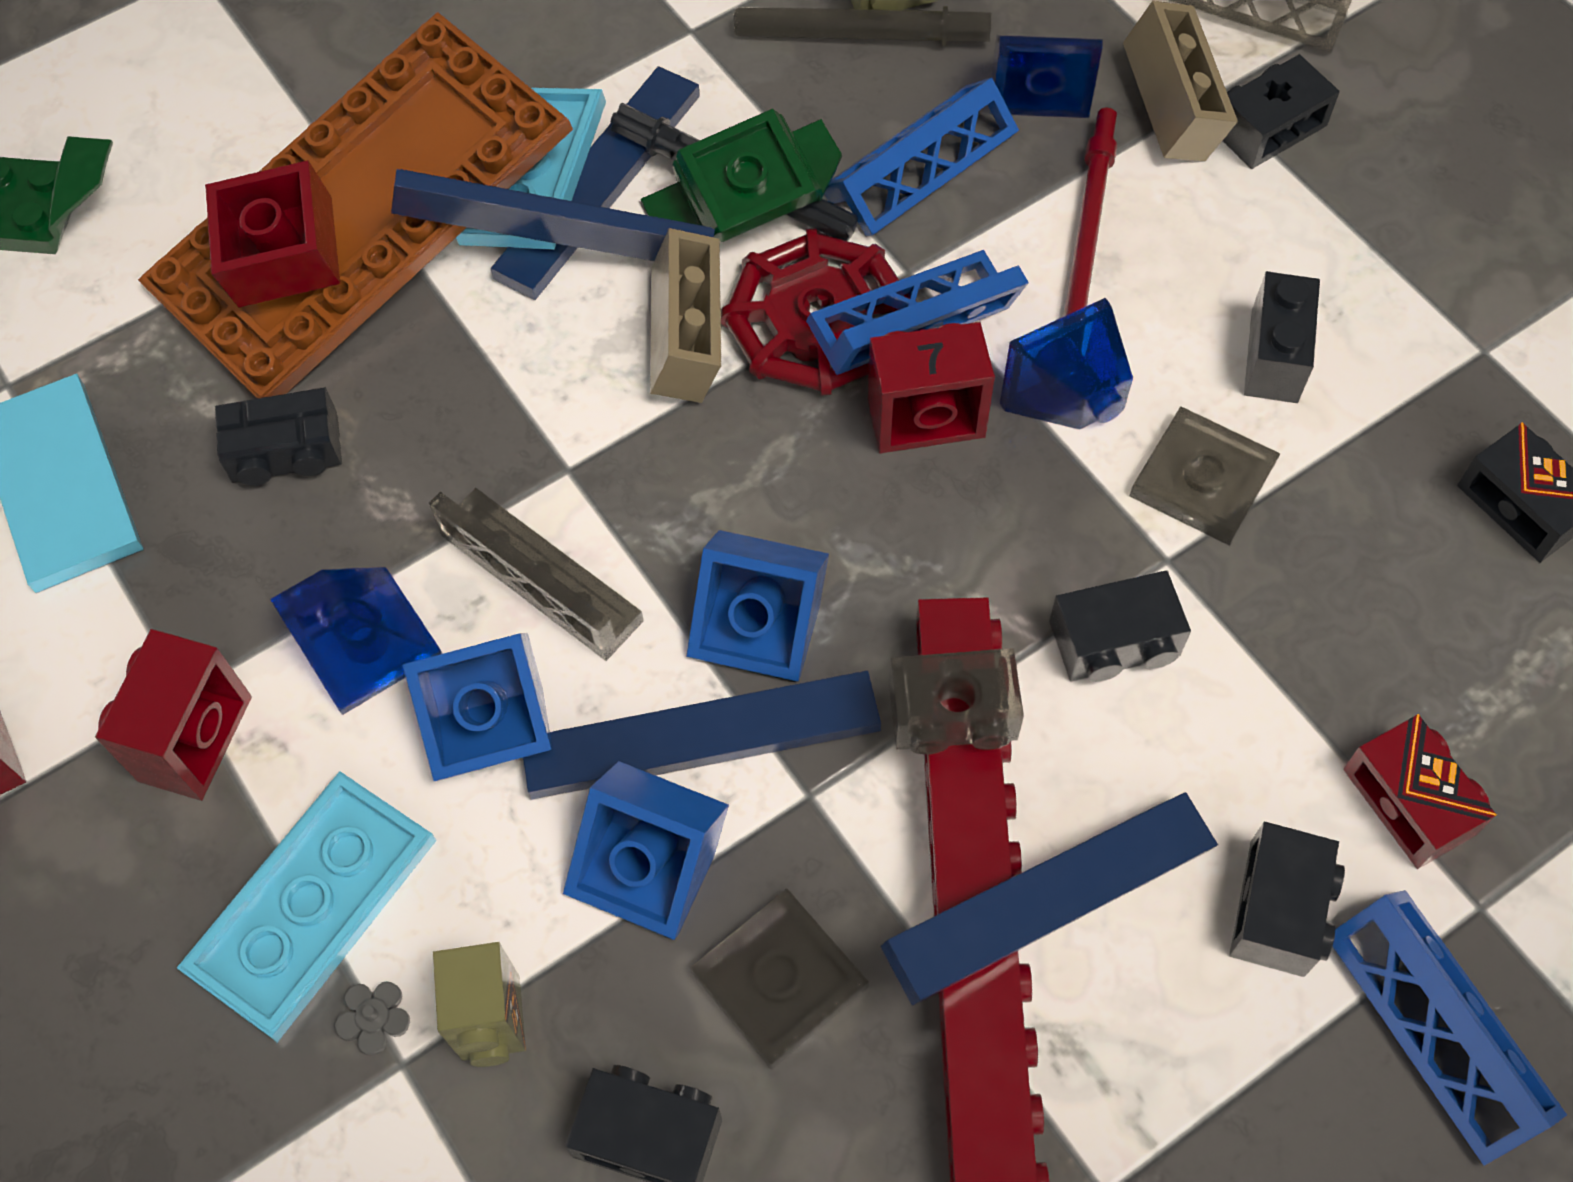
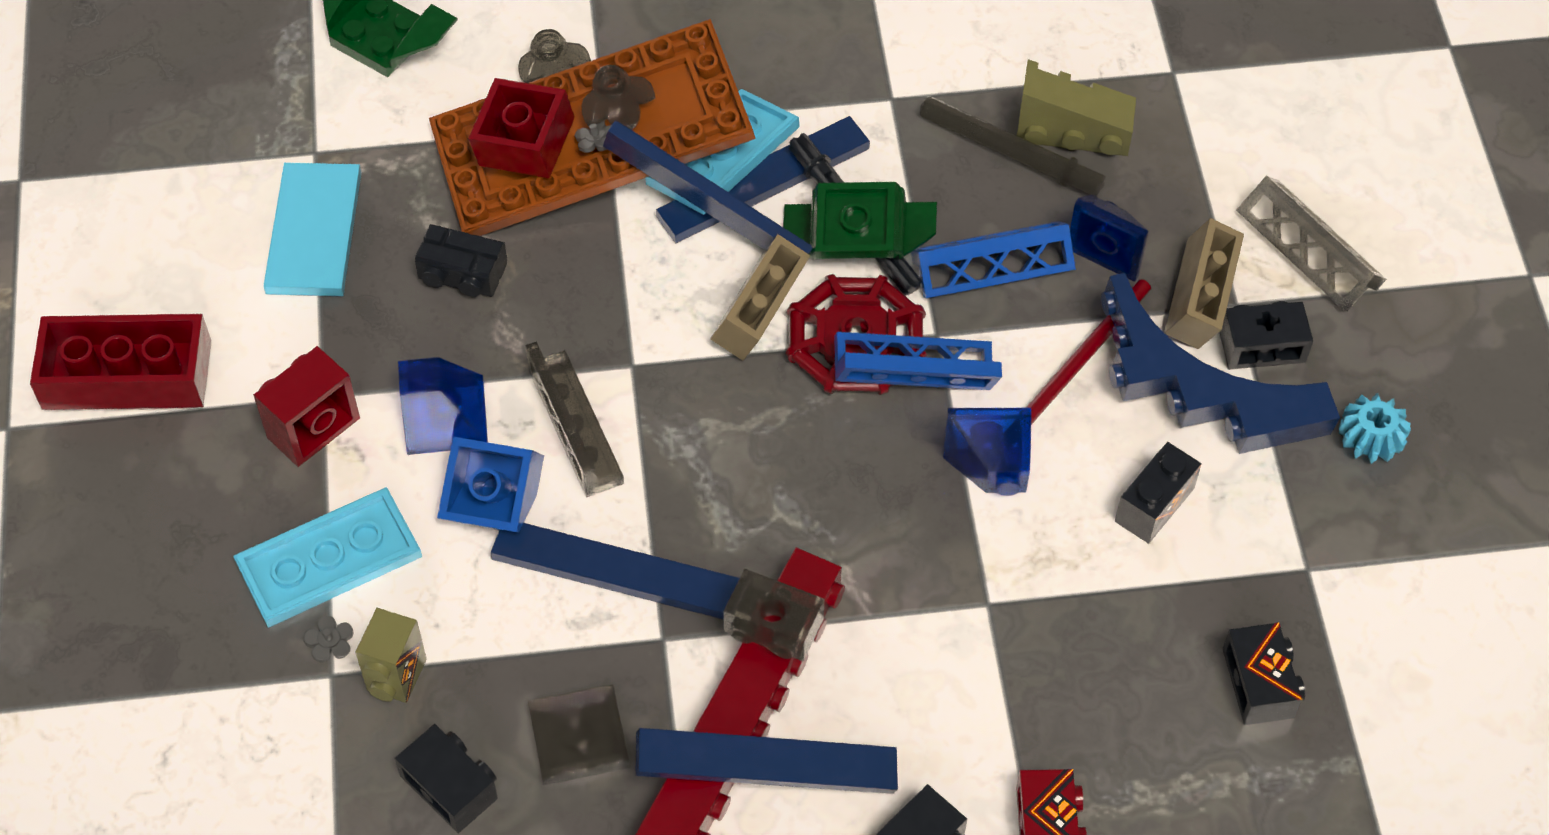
camera: 25 degrees right, 5 degrees down
(253, 141) = (550, 55): none -> clear smoke plate
(370, 209) = (592, 138): none -> dark grey plant
(375, 154) = (616, 102): none -> clear smoke plate
(644, 848) = (540, 618): blue slope -> none
(756, 604) = (697, 504): blue slope -> none
(929, 386) = (888, 416): dark red brick -> none
(1119, 627) = (920, 627): black brick -> none
(1204, 475) = (1048, 560): clear smoke tile -> none
(1246, 202) = (1254, 411): none -> dark blue arch
(1457, 161) = (1374, 428): none -> medium azure gear

